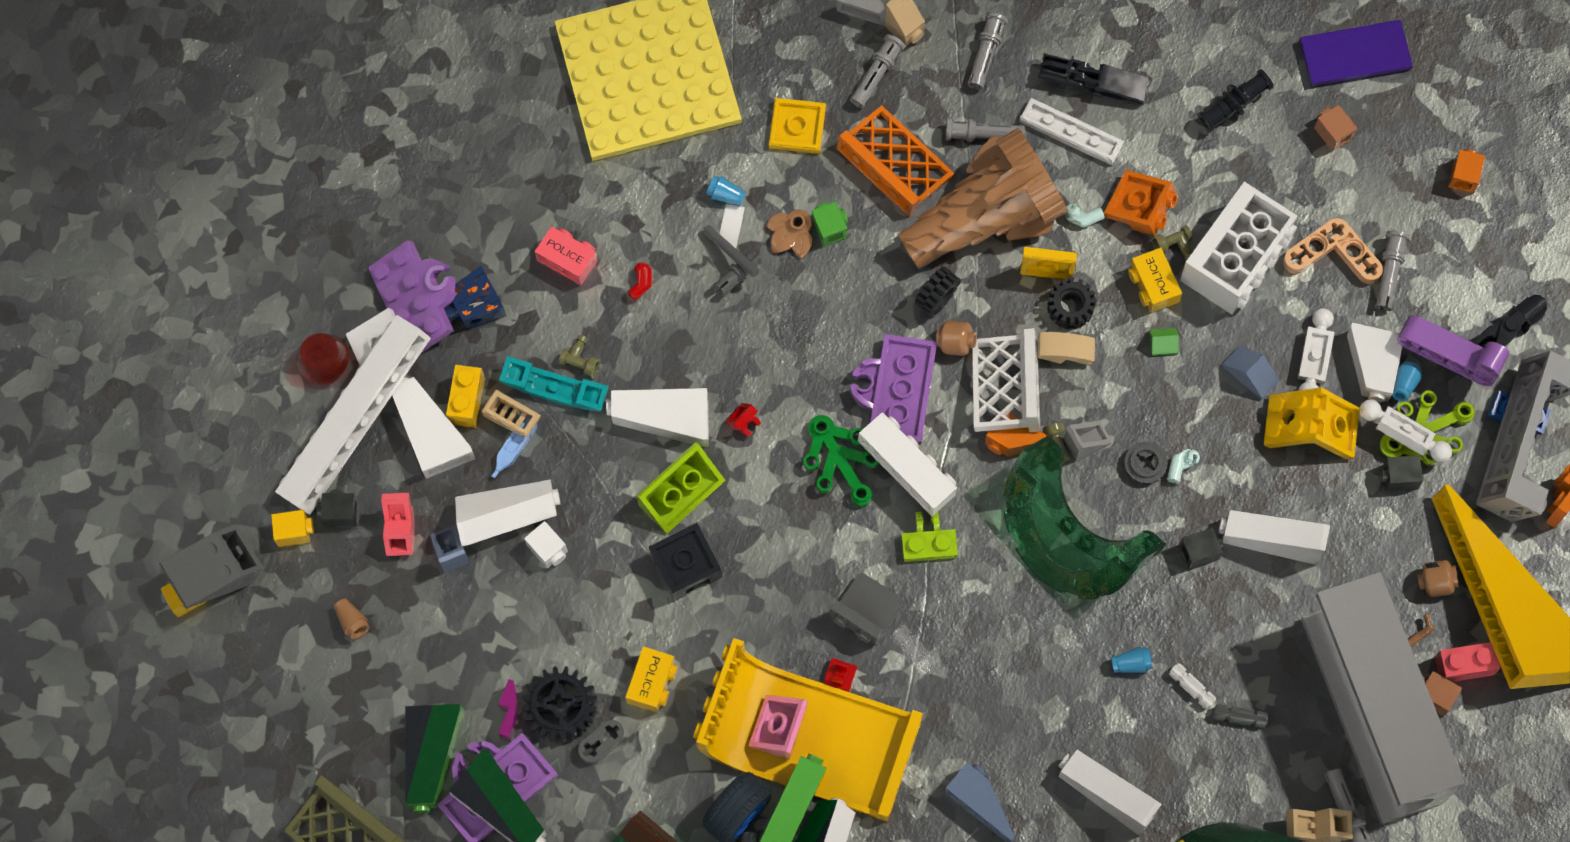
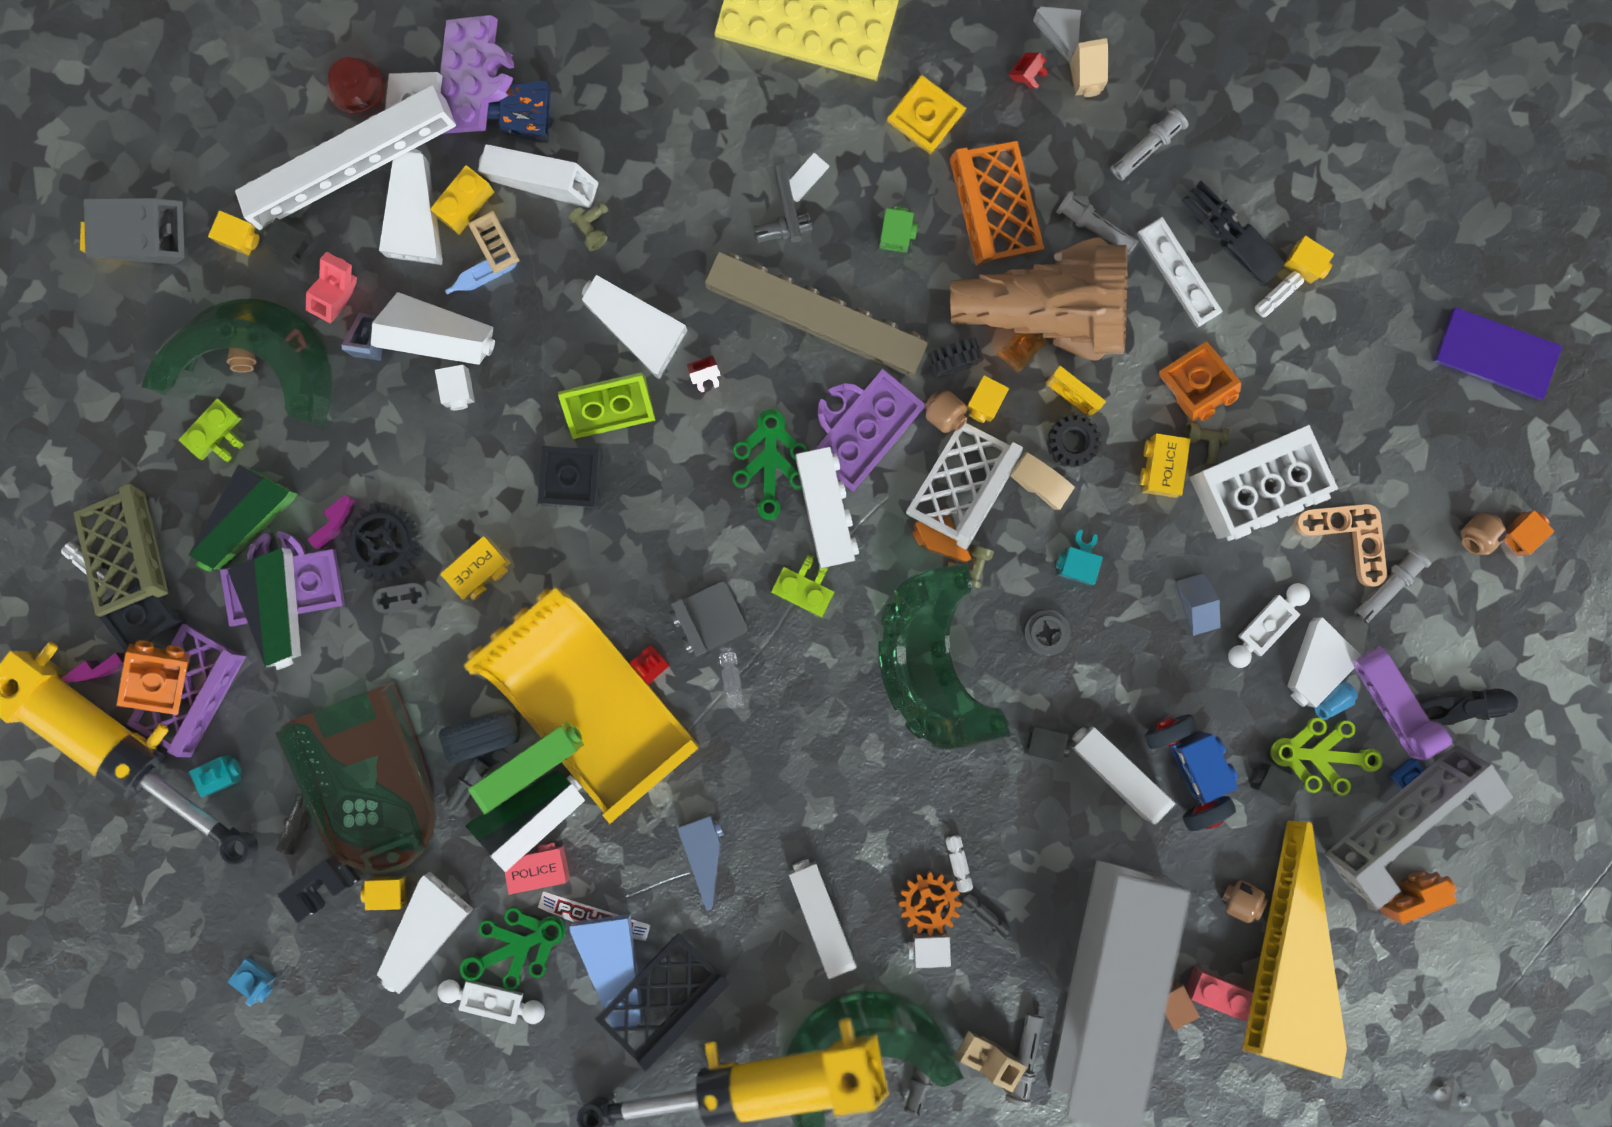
camera: 25 degrees right, 15 degrees up
(355, 590) = (264, 330): none -> clear green windscreen
(360, 699) = (210, 430): none -> lime hinge
(520, 339) = (538, 175): none -> white slope
(552, 386) = (548, 236): teal slope -> none
(566, 255) = (634, 116): coral brick -> none
(644, 281) = (692, 183): red arm -> none
(725, 191) = (819, 140): dark azure cone -> none
(778, 725) = (562, 681): bright pink slope -> none
(789, 236) = (852, 218): medium nougat plate -> none
(806, 323) = (816, 314): none -> dark tan brick
(856, 47) = (1027, 68): none -> red tile
(880, 59) = (1043, 94): light grey pin -> none
(982, 310) = (986, 399): none -> yellow brick
(984, 259) = (1020, 350): none -> clear orange slope
(1083, 218) = (1136, 364): light aqua arm -> none
(1086, 439) = (1007, 578): light grey slope -> none
(1133, 661) = (920, 810): dark azure cone -> none
(1136, 393) = (1080, 563): none -> teal brick
(1159, 104) = (1279, 294): none -> white axle
(1164, 341) = (1137, 527): bright green slope -> none
(1165, 65) = (1309, 260): none -> yellow brick
(1180, 723) = (942, 897): none -> orange gear
(1181, 462) = (1081, 651): light aqua arm -> none
(1213, 767) = (930, 950): none -> white brick
(1234, 100) = (1353, 333): black piece -> none
(1314, 421) = (1232, 691): yellow bracket -> none
(1332, 491) = (1202, 767): none -> brick
(1335, 127) = (1430, 416): nougat brick -> none
(1405, 431) = (1304, 749): white plate -> none
(1422, 633) = (1198, 940): medium nougat piece -> none
(1434, 190) = (1483, 534): none -> medium nougat head

